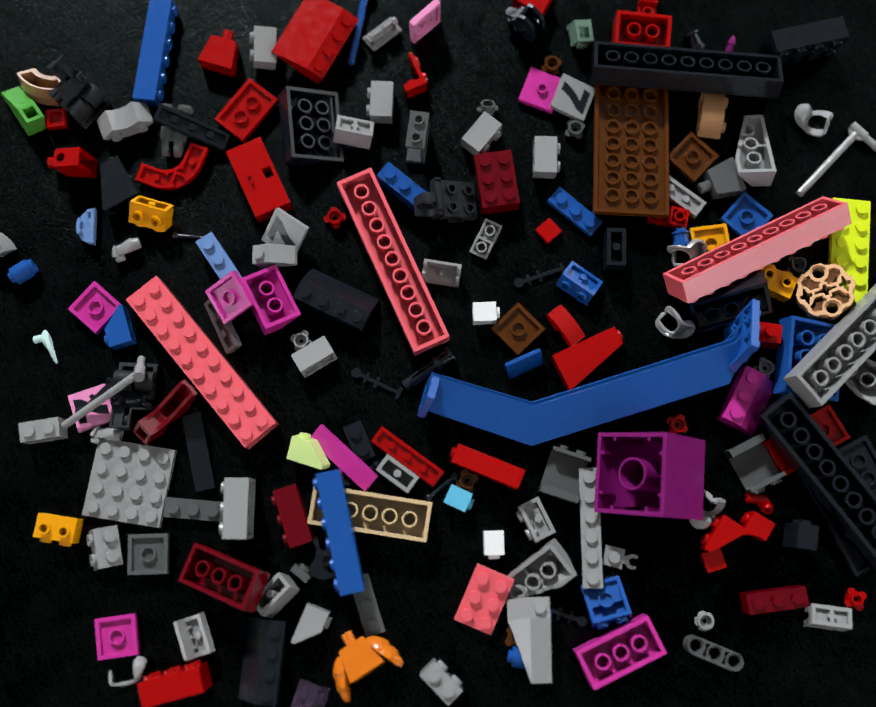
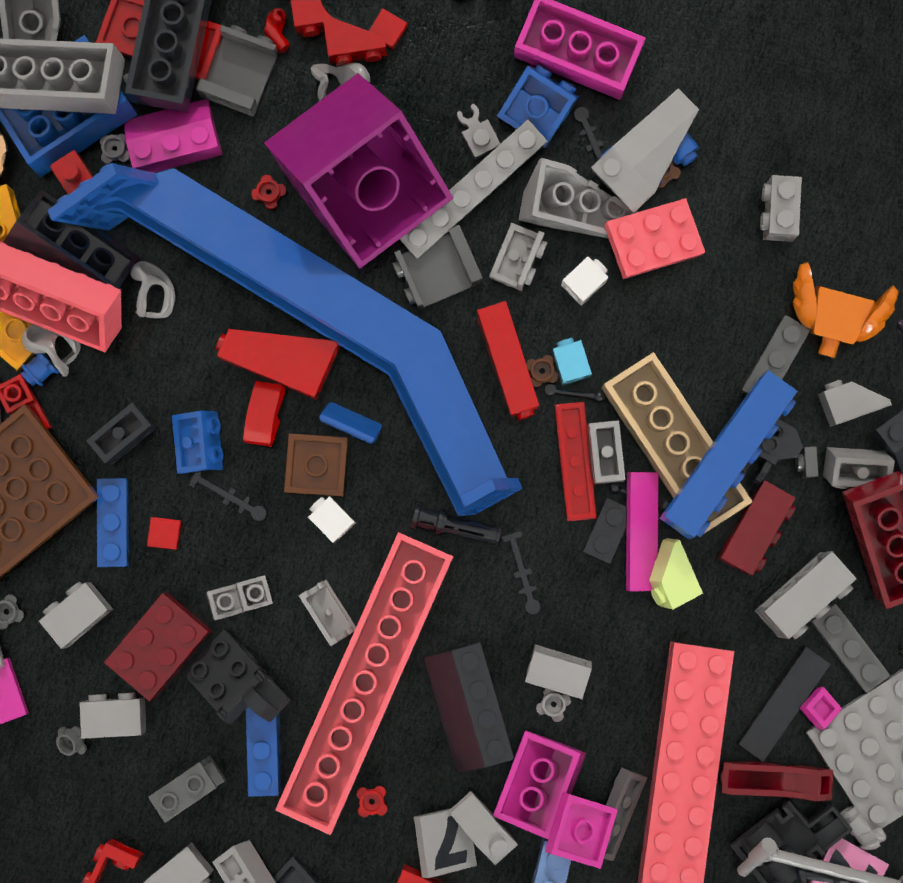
camera: 125 degrees left, 5 degrees up
(179, 467) = (820, 708): none -> dark pink plate

